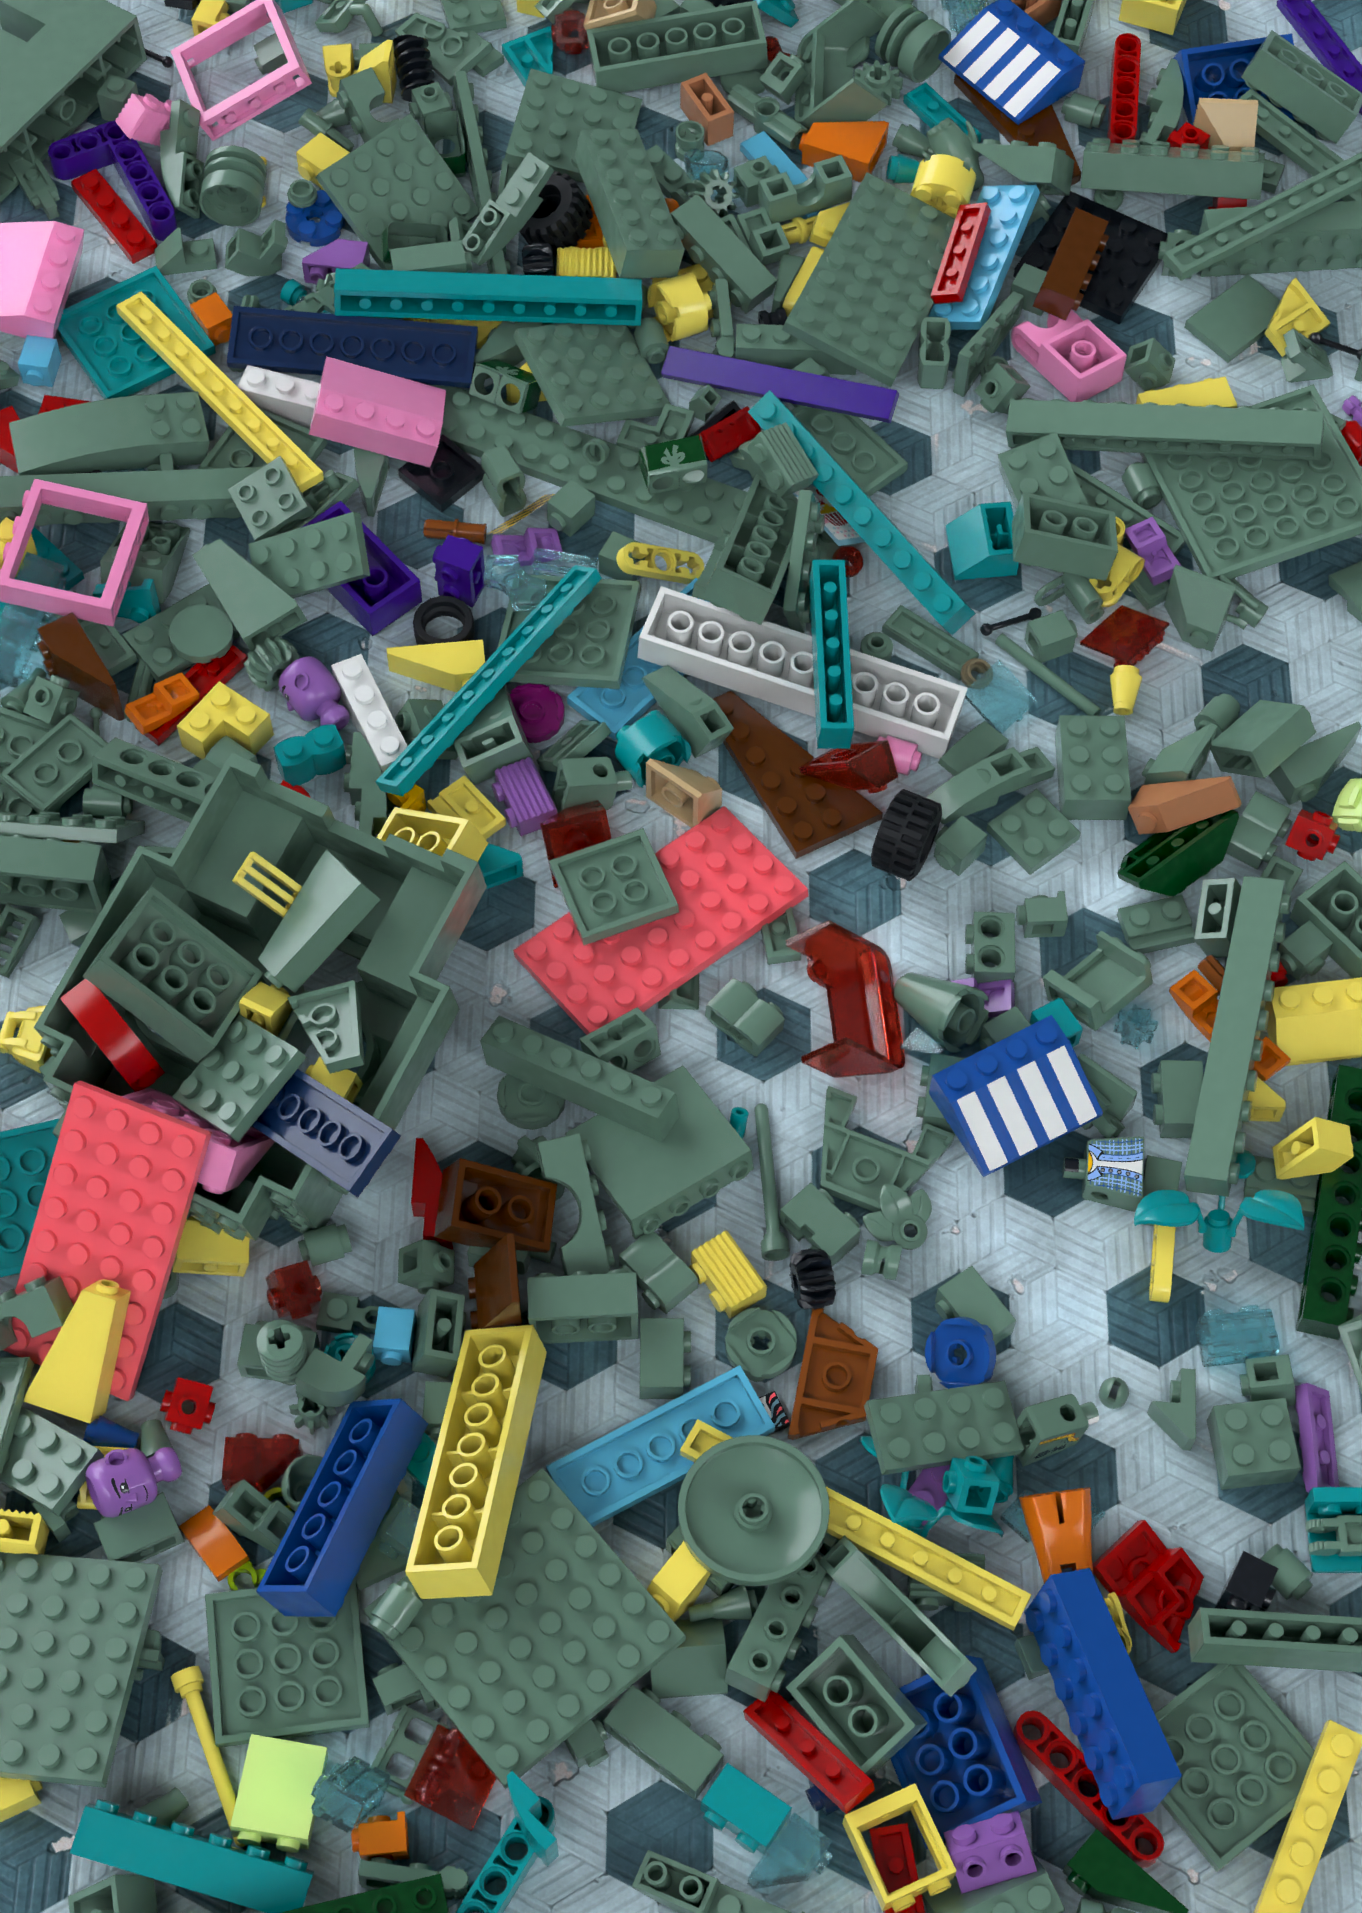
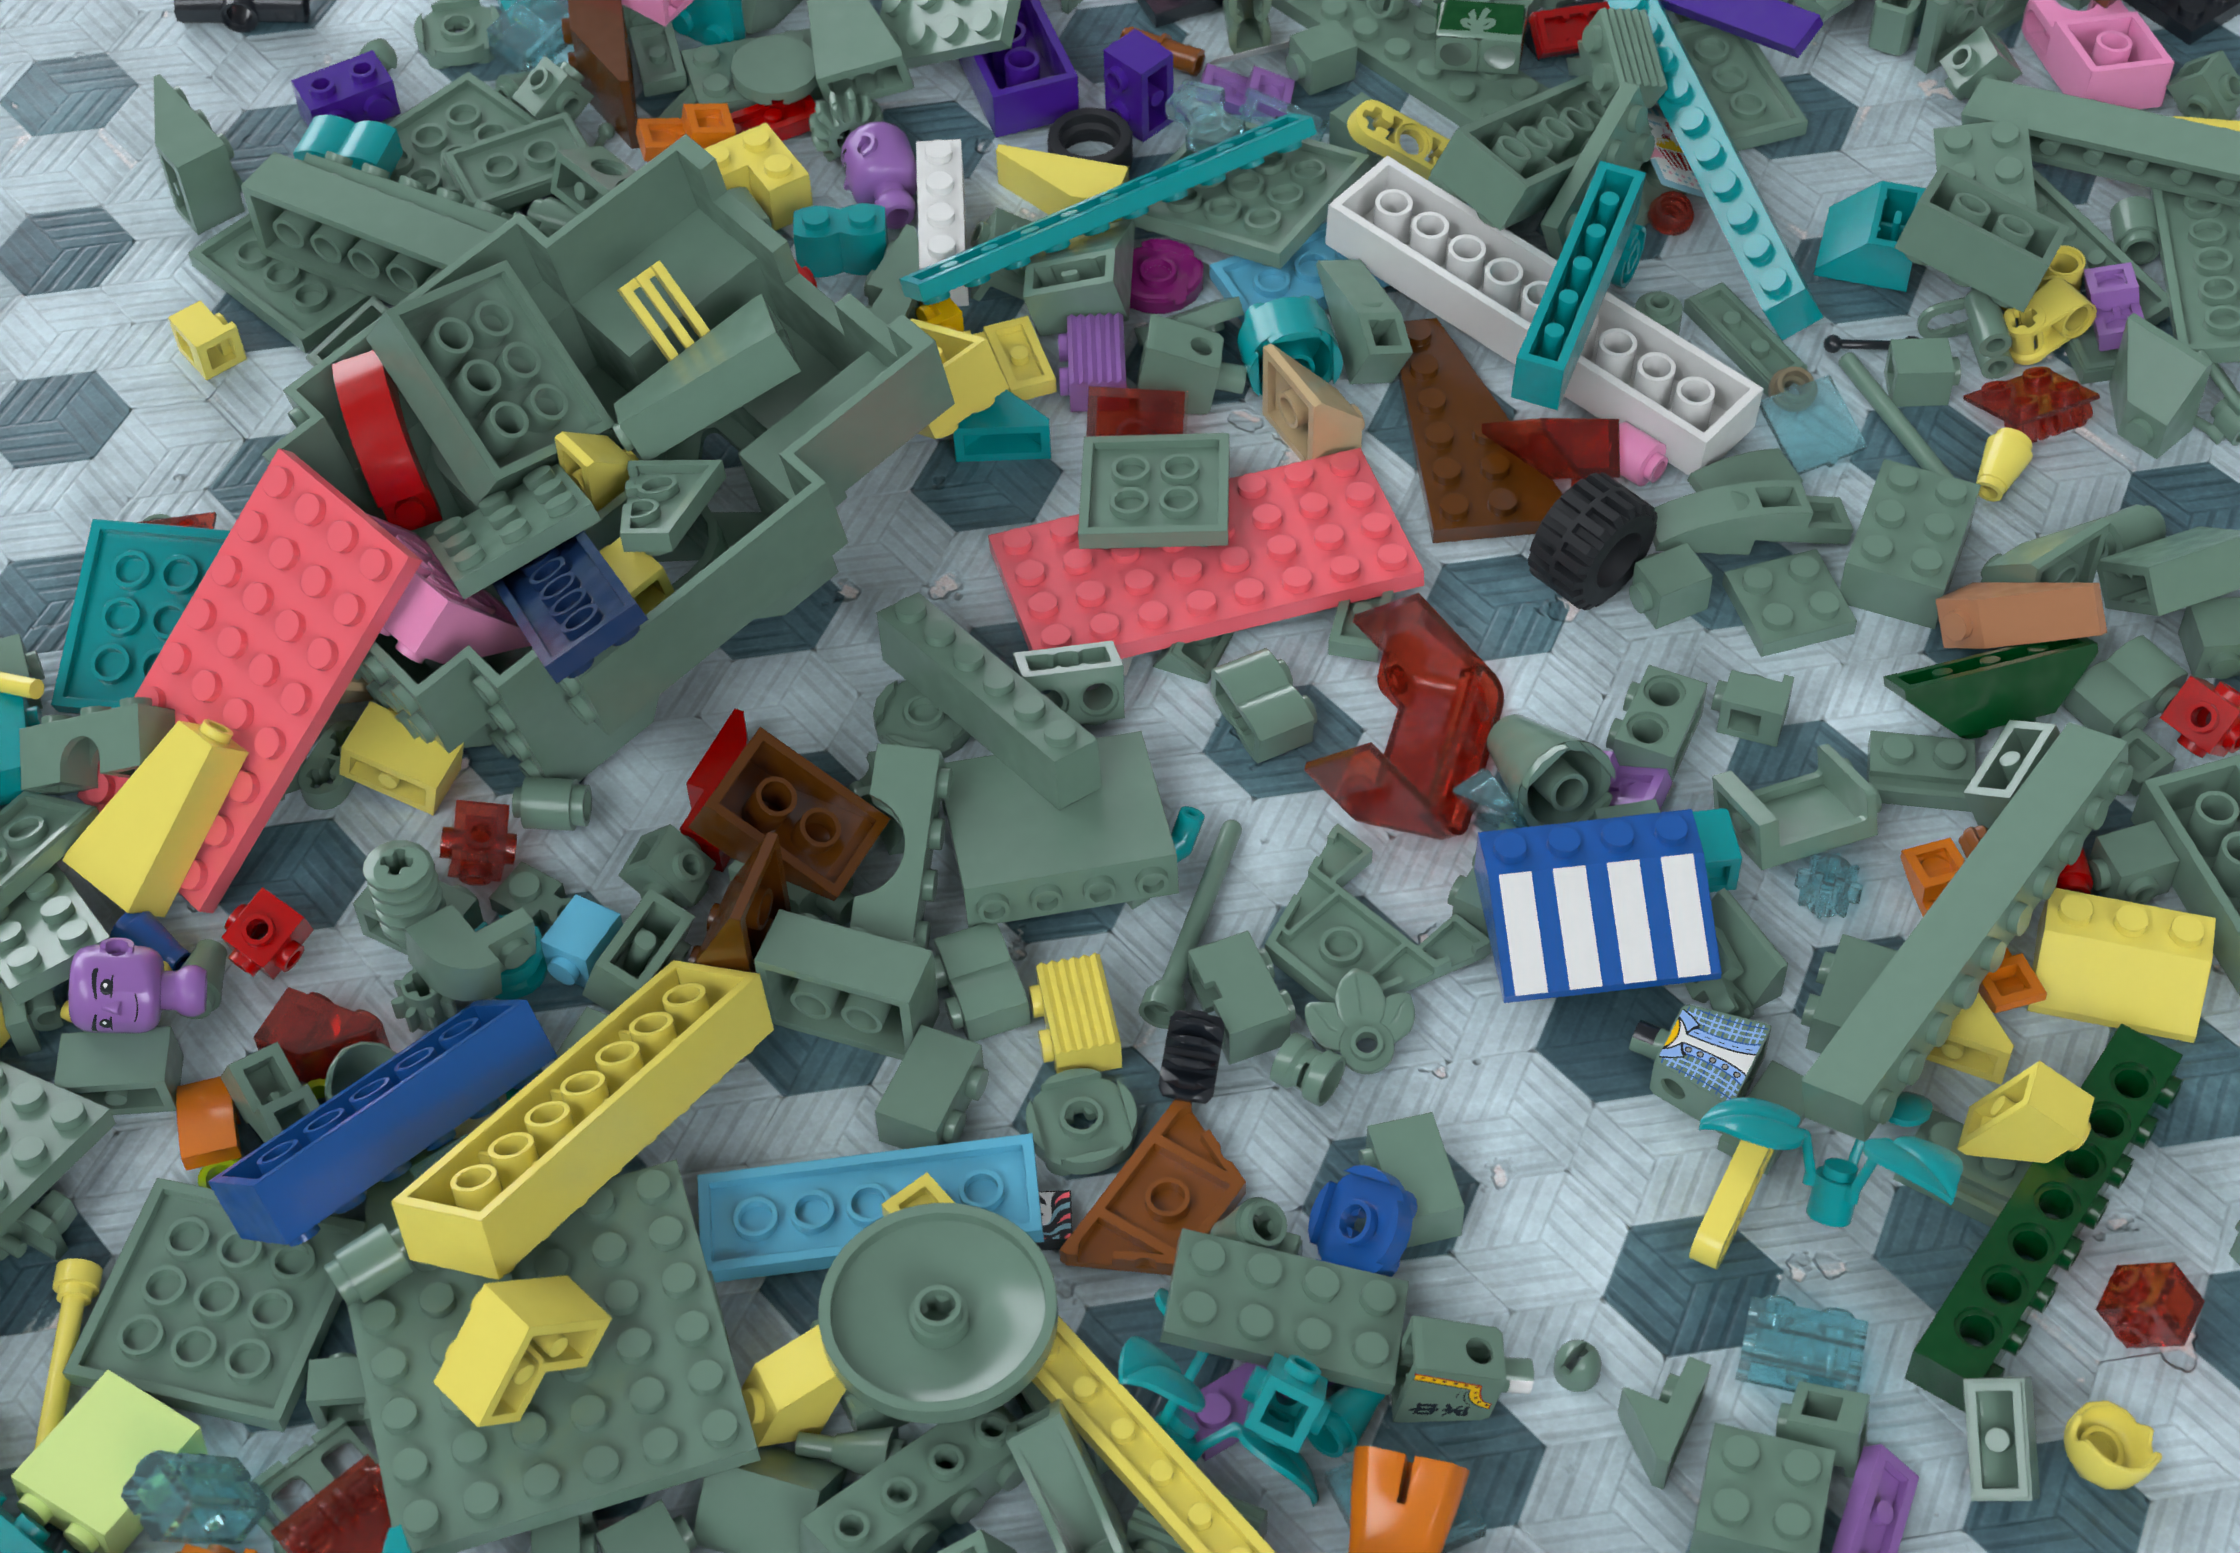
camera: 25 degrees right, 10 degrees down
(520, 1631) = (513, 1339): none -> light yellow brick
(900, 1380) = (1255, 1223): none -> sand green cone

